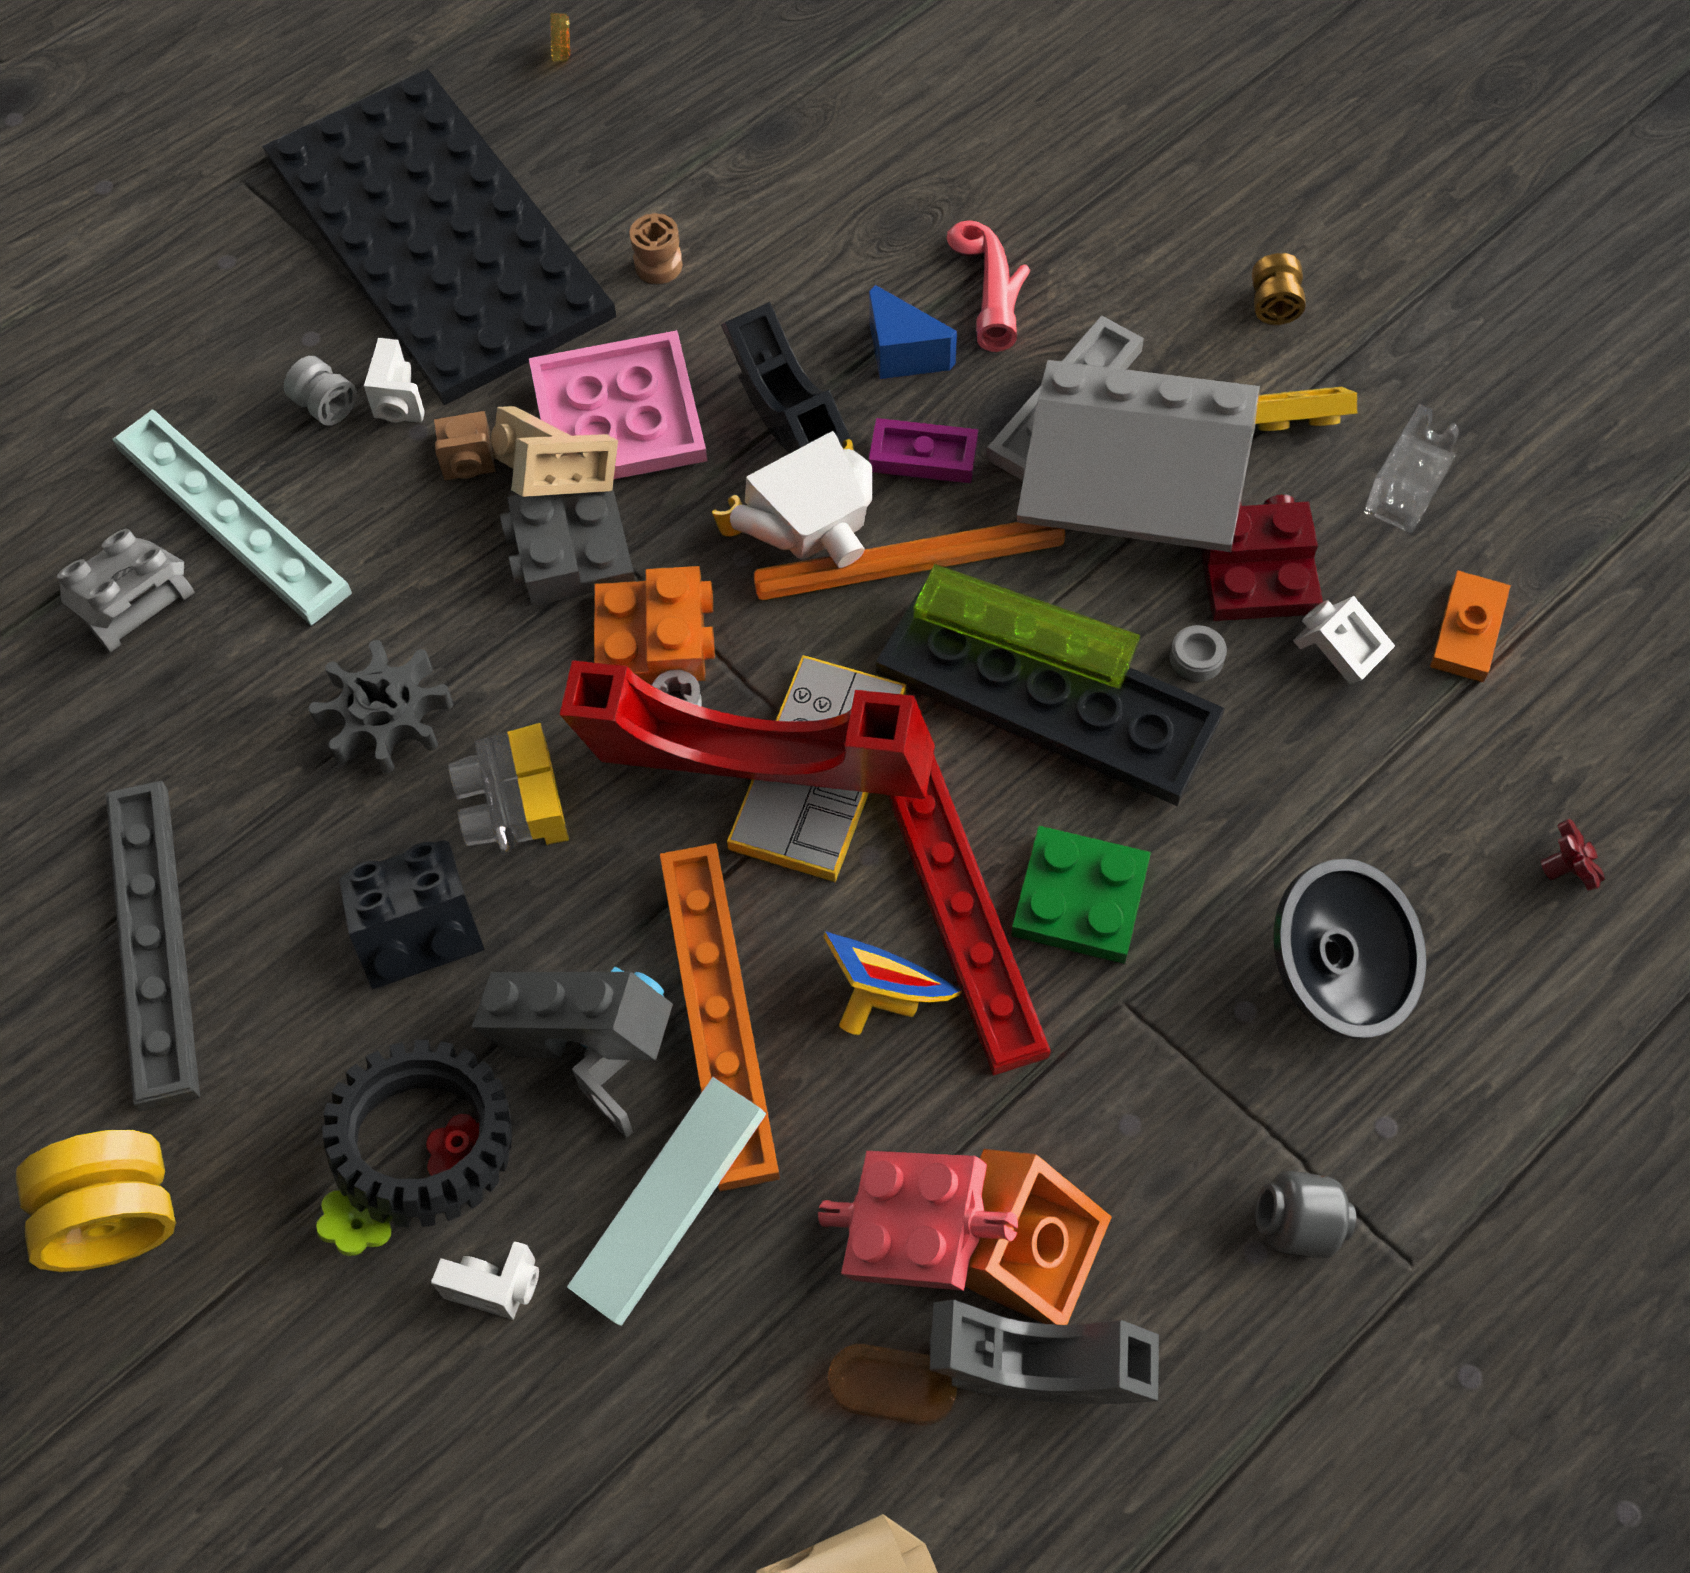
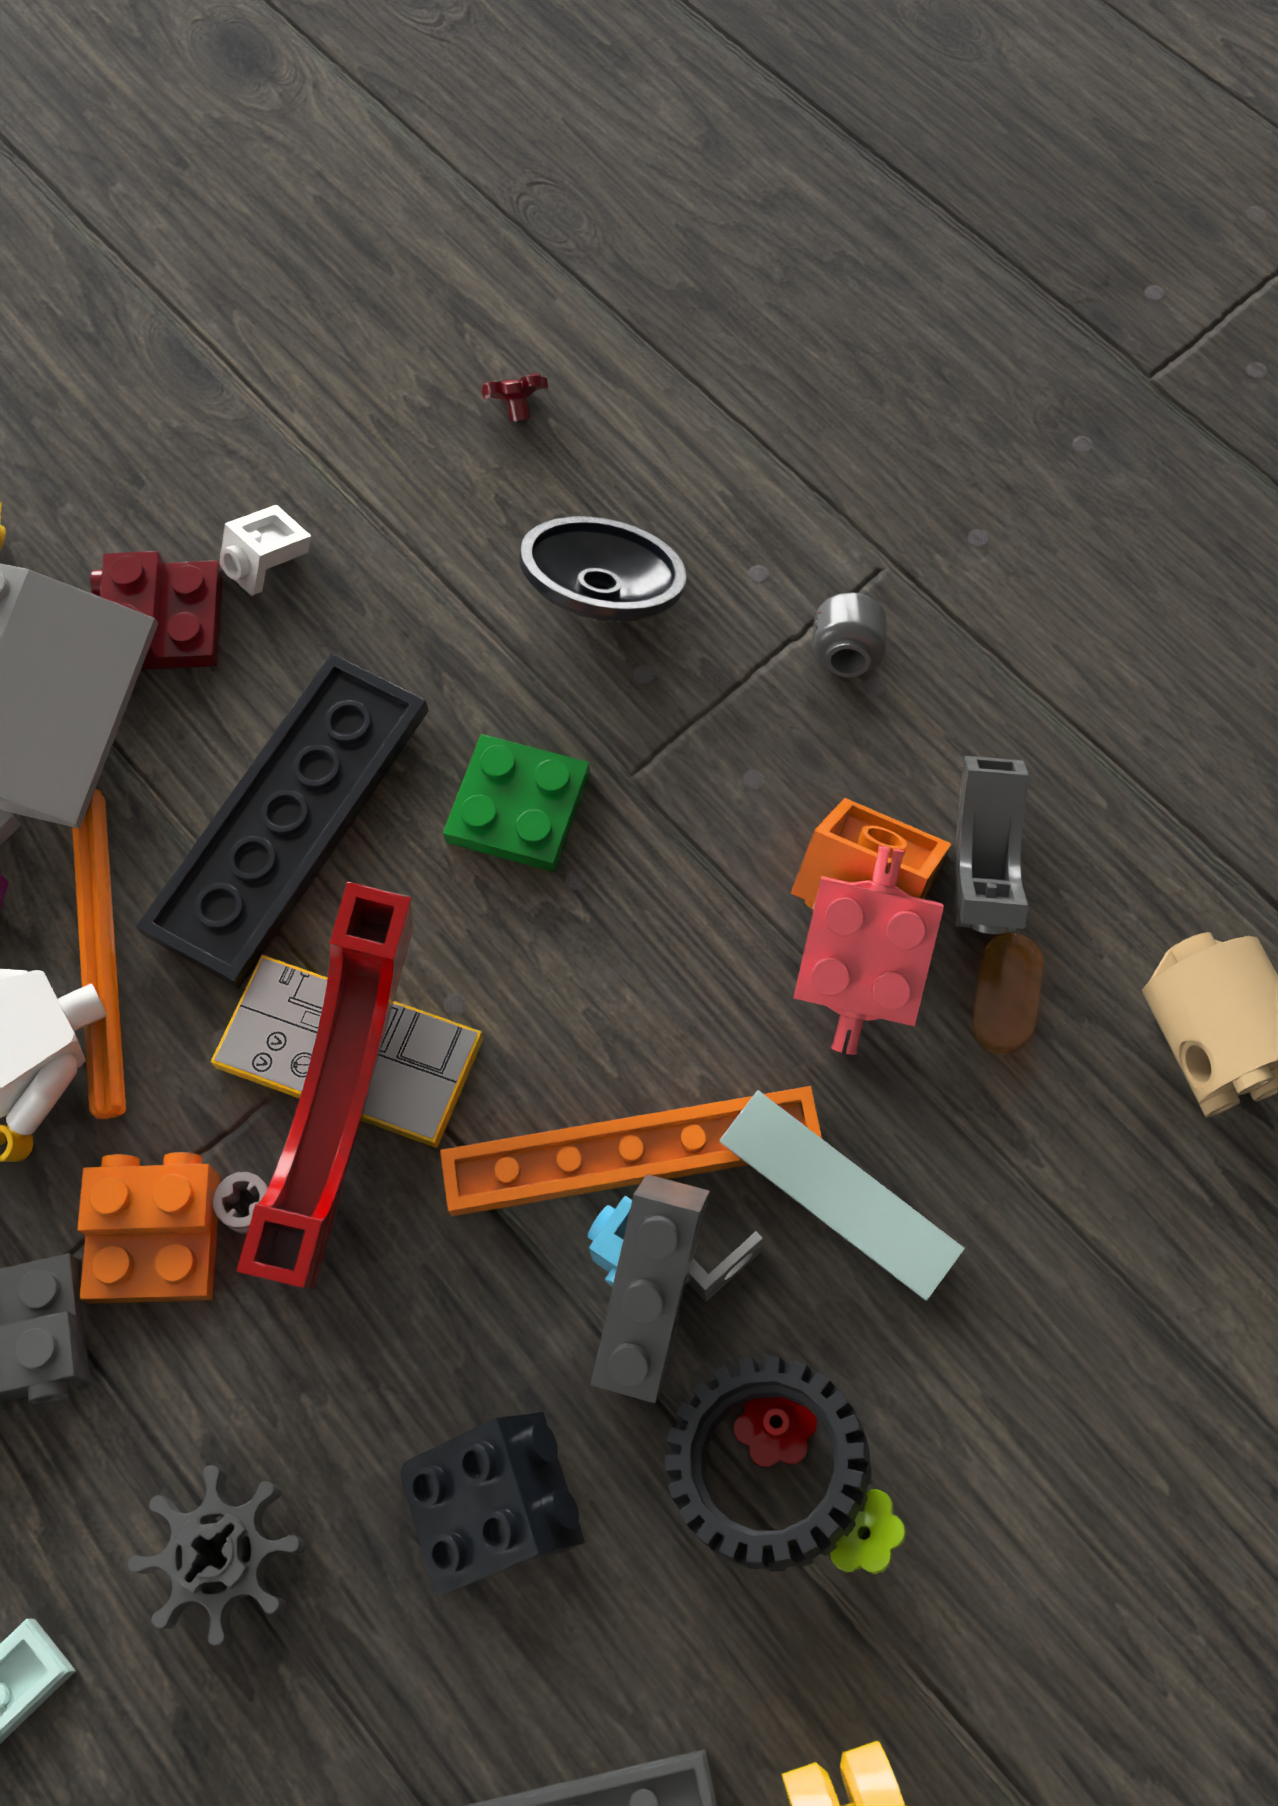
camera: 85 degrees left, 5 degrees up
(478, 1286) = (928, 1392): white bracket -> none
(518, 789) = (350, 1378): hips -> none
(883, 982) = (608, 979): shield -> none
(970, 928) = (550, 906): red tile -> none
(1027, 626) = (213, 826): clear neon green tile -> none
(1198, 653) = (256, 679): light grey tile -> none
(1412, 472) = (75, 470): clear hinge -> none
(1470, 626) = (258, 444): orange plate -> none

